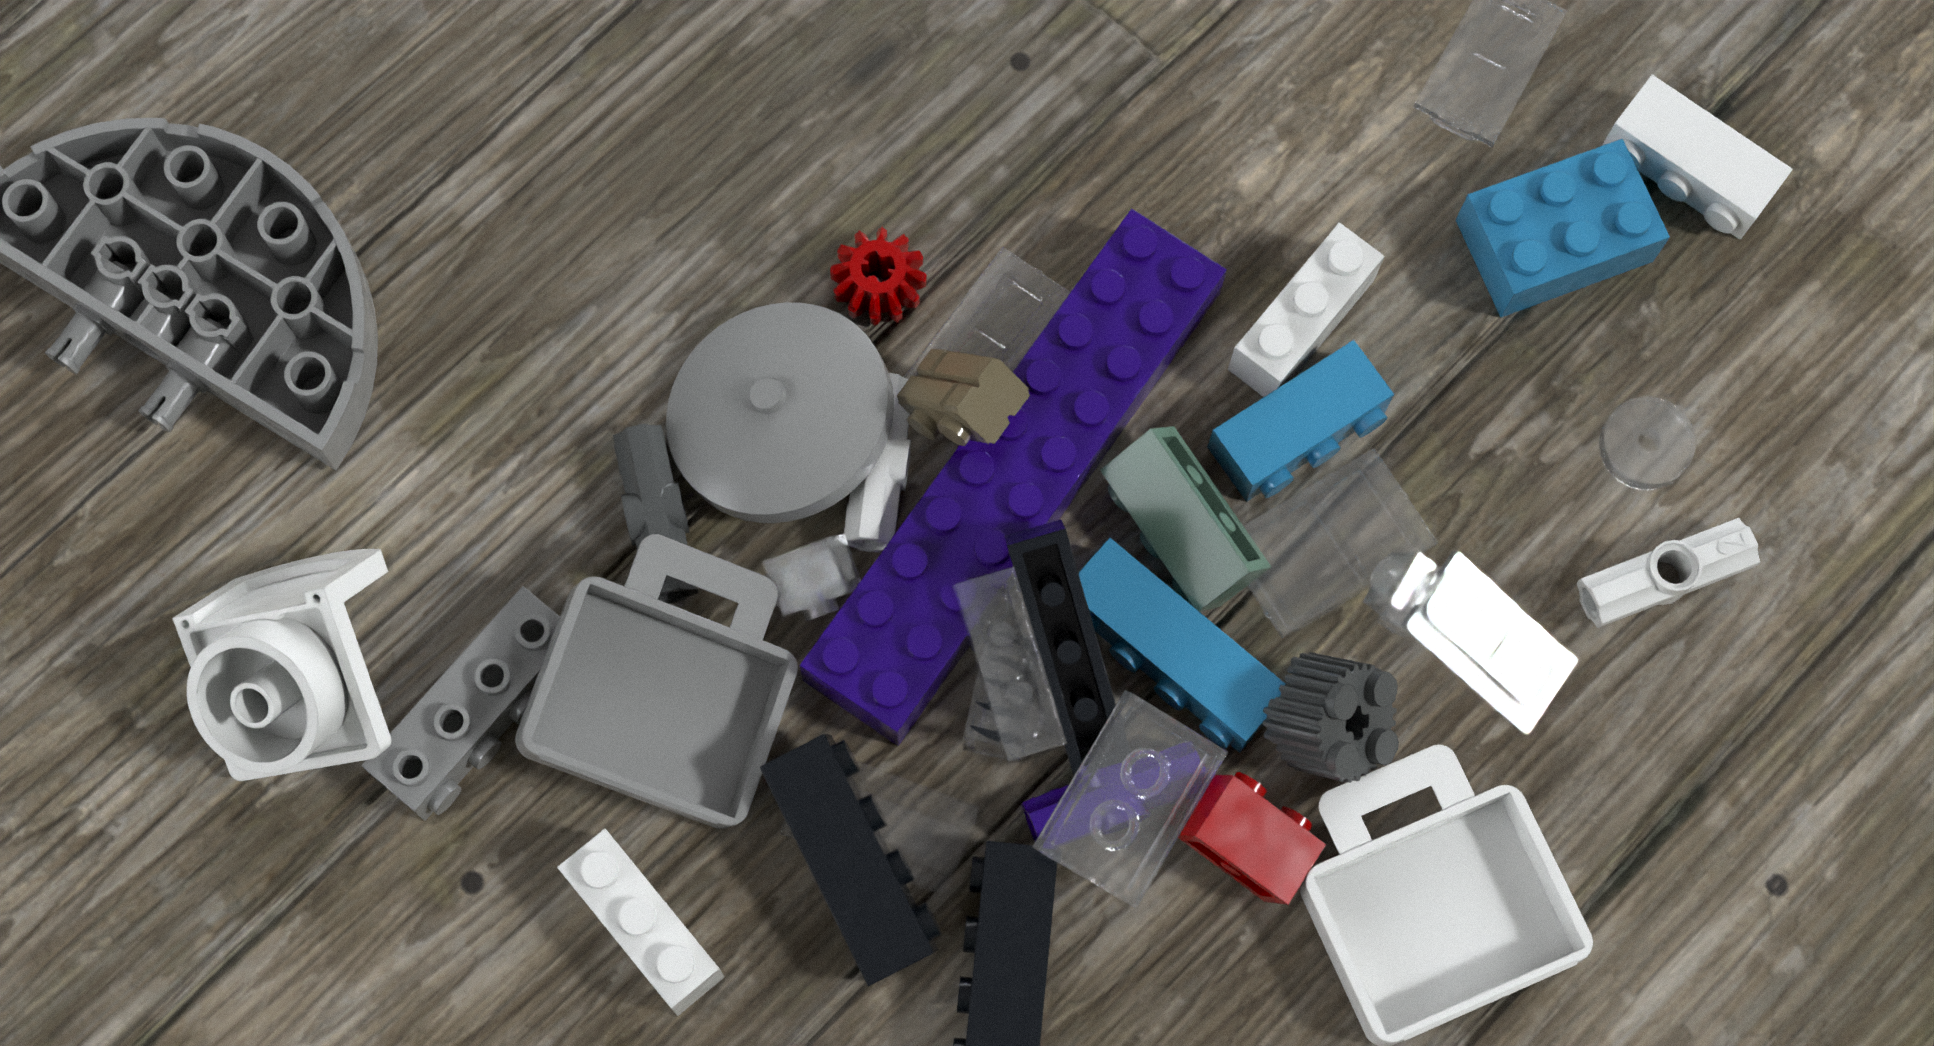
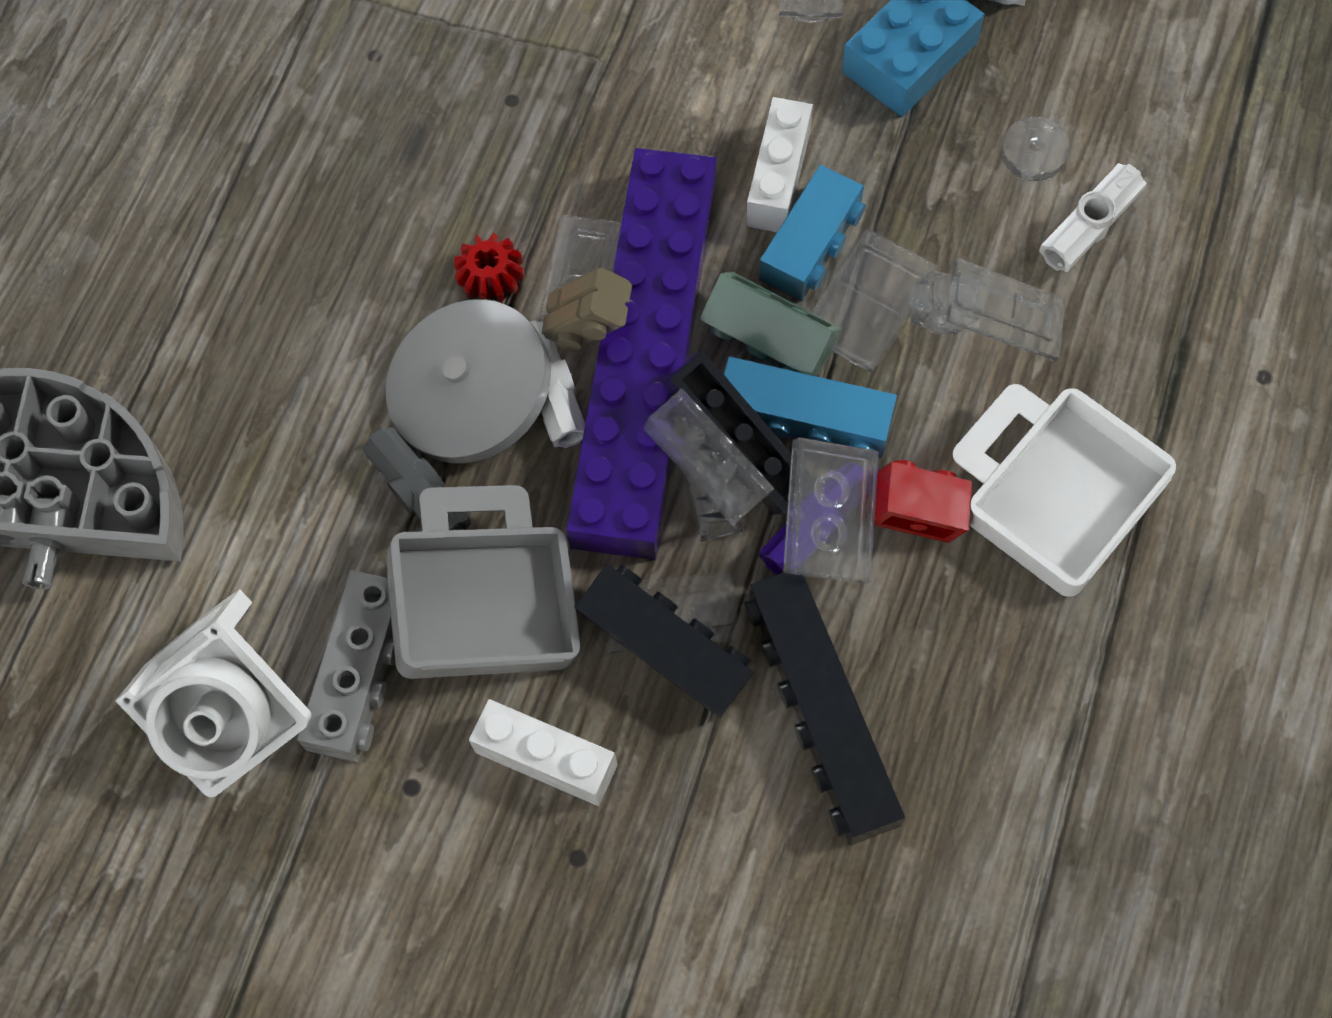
camera: 20 degrees left, 5 degrees down
(813, 577) = (545, 473): clear brick -> none
(1334, 717) = (934, 398): dark grey brick -> none

